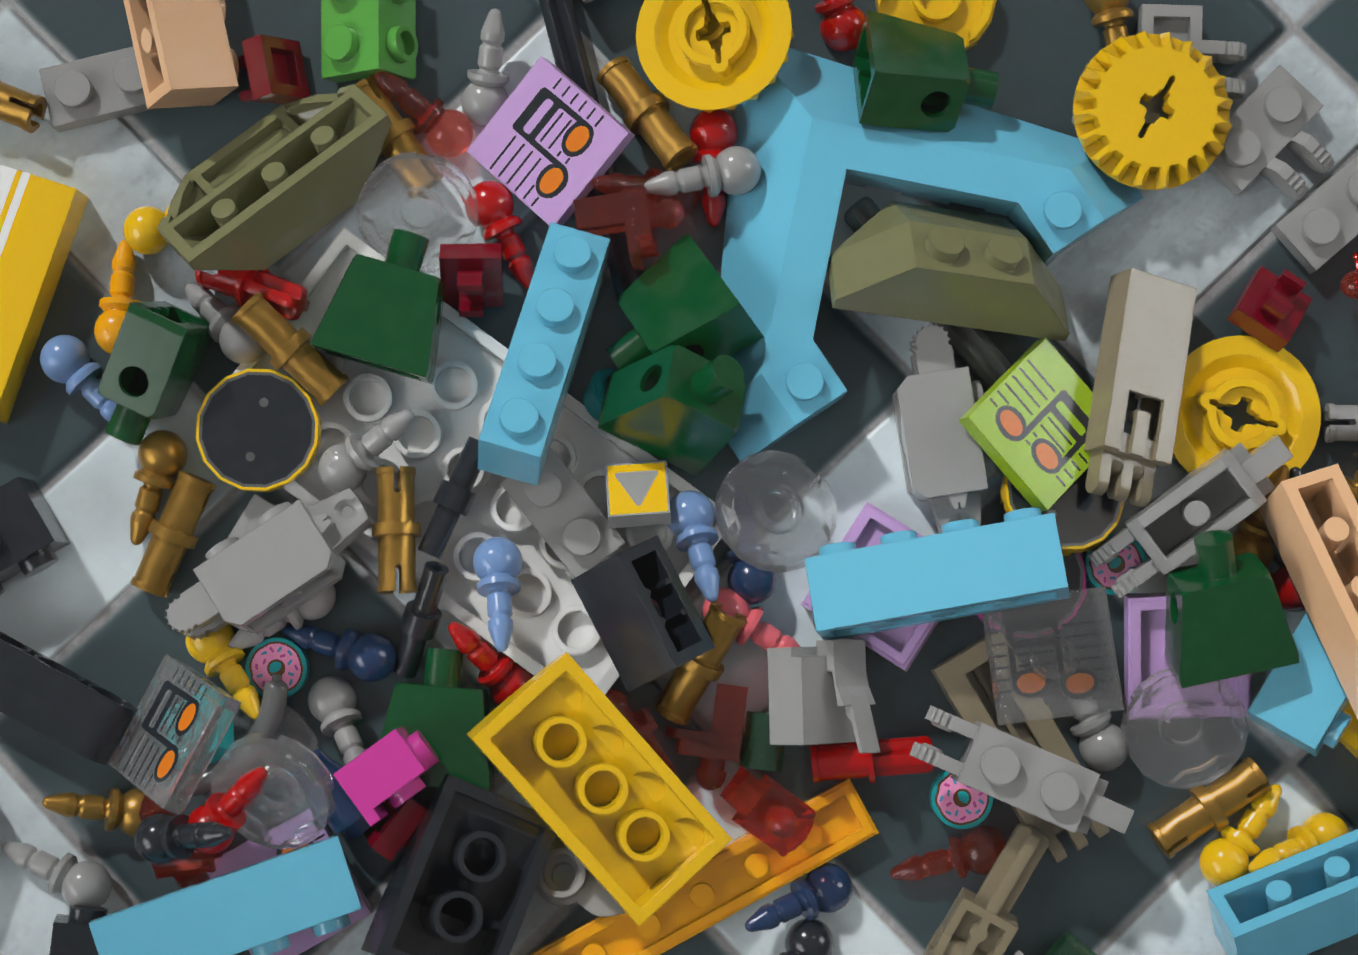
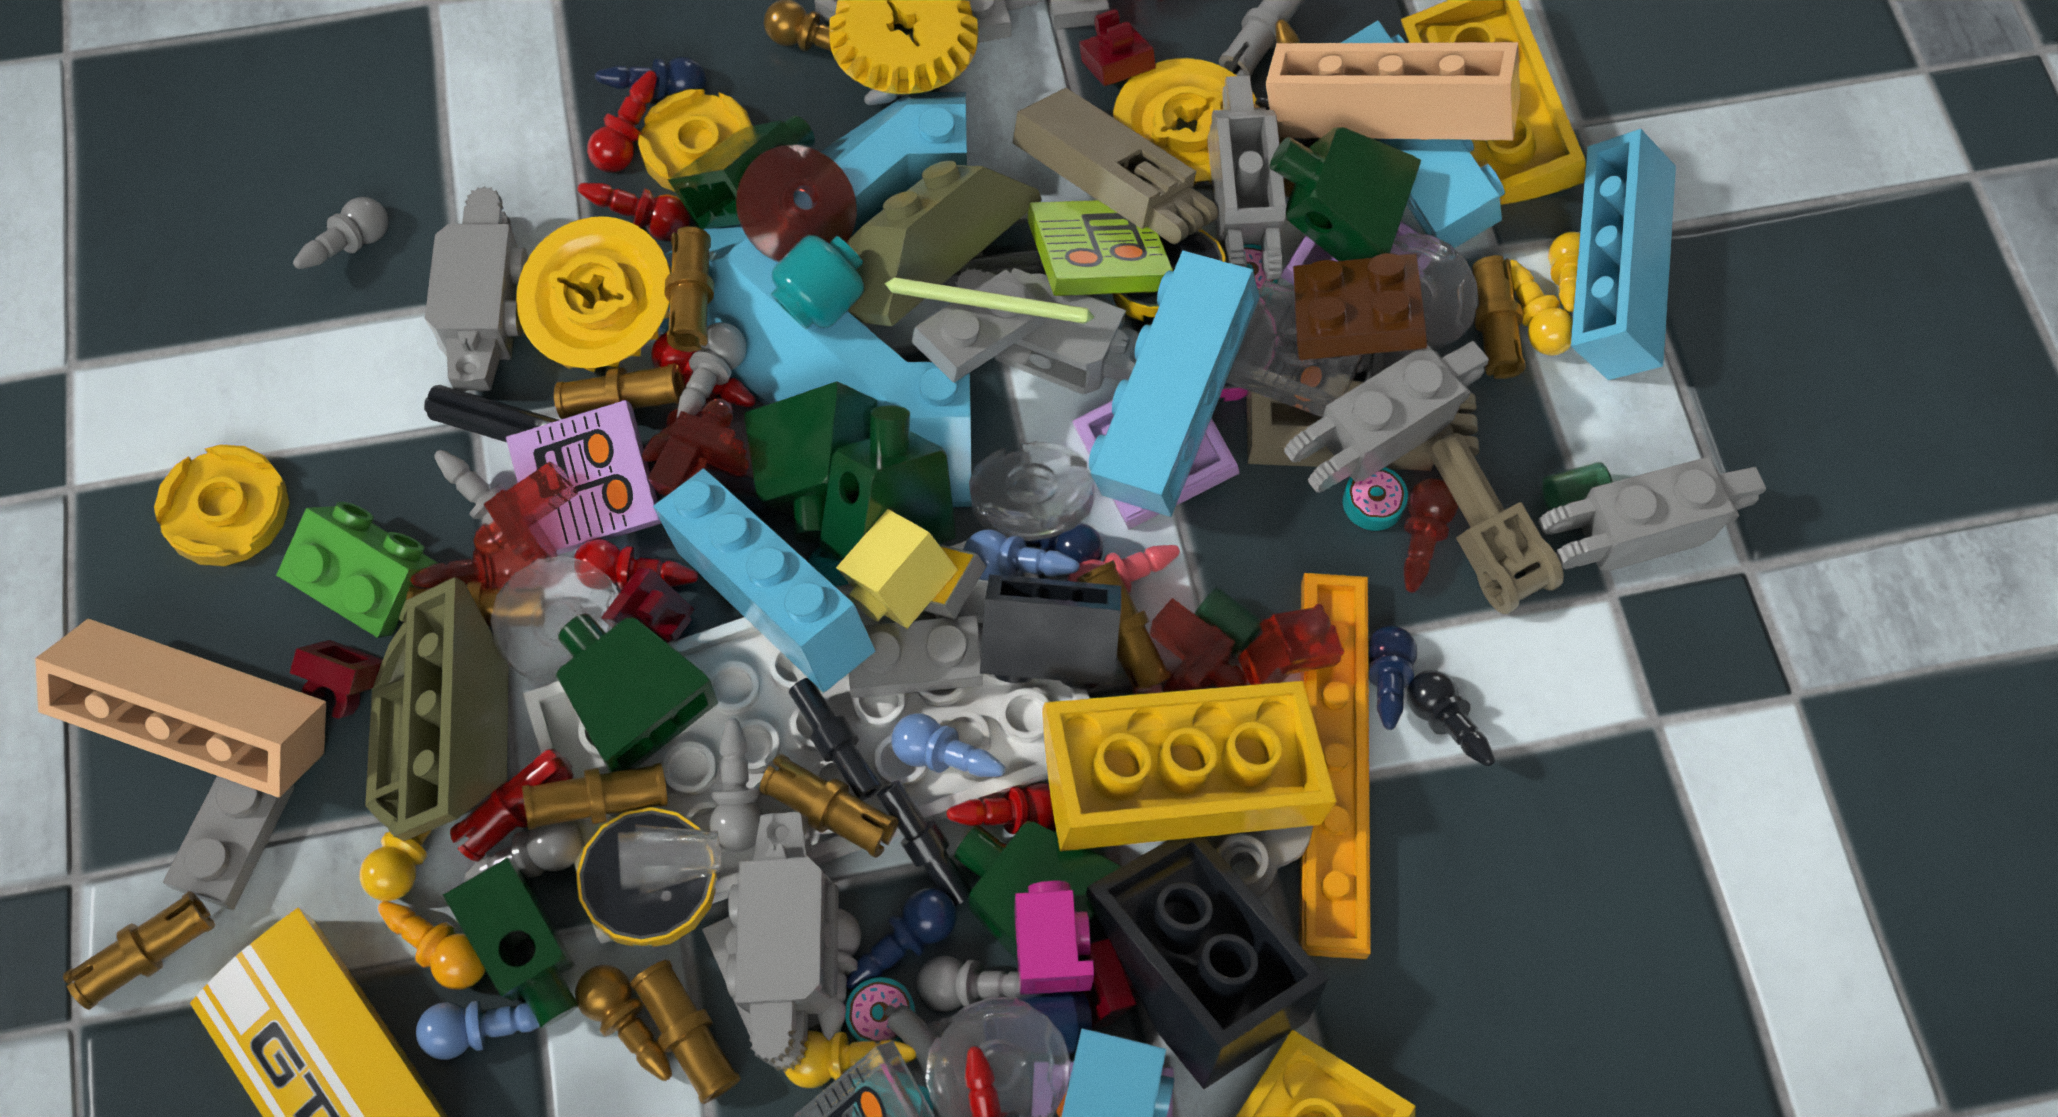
camera: 60 degrees left, 20 degrees down
(270, 440) = (666, 856): none -> clear cone
(472, 122) = (518, 513): none -> clear red piece
(611, 458) = (896, 570): none -> light yellow brick
(760, 113) = (689, 289): none -> pearl gold pin
(821, 695) = (1215, 544): light grey piece -> none
(827, 221) = (818, 281): none -> teal head
(845, 761) = (1296, 546): red axle -> none
(882, 379) = (968, 335): none -> light grey plate
(890, 119) = (768, 206): none -> clear red dish
(899, 378) = (989, 300): none -> yellowish green axle
(1108, 691) = (1359, 306): none -> reddish brown plate

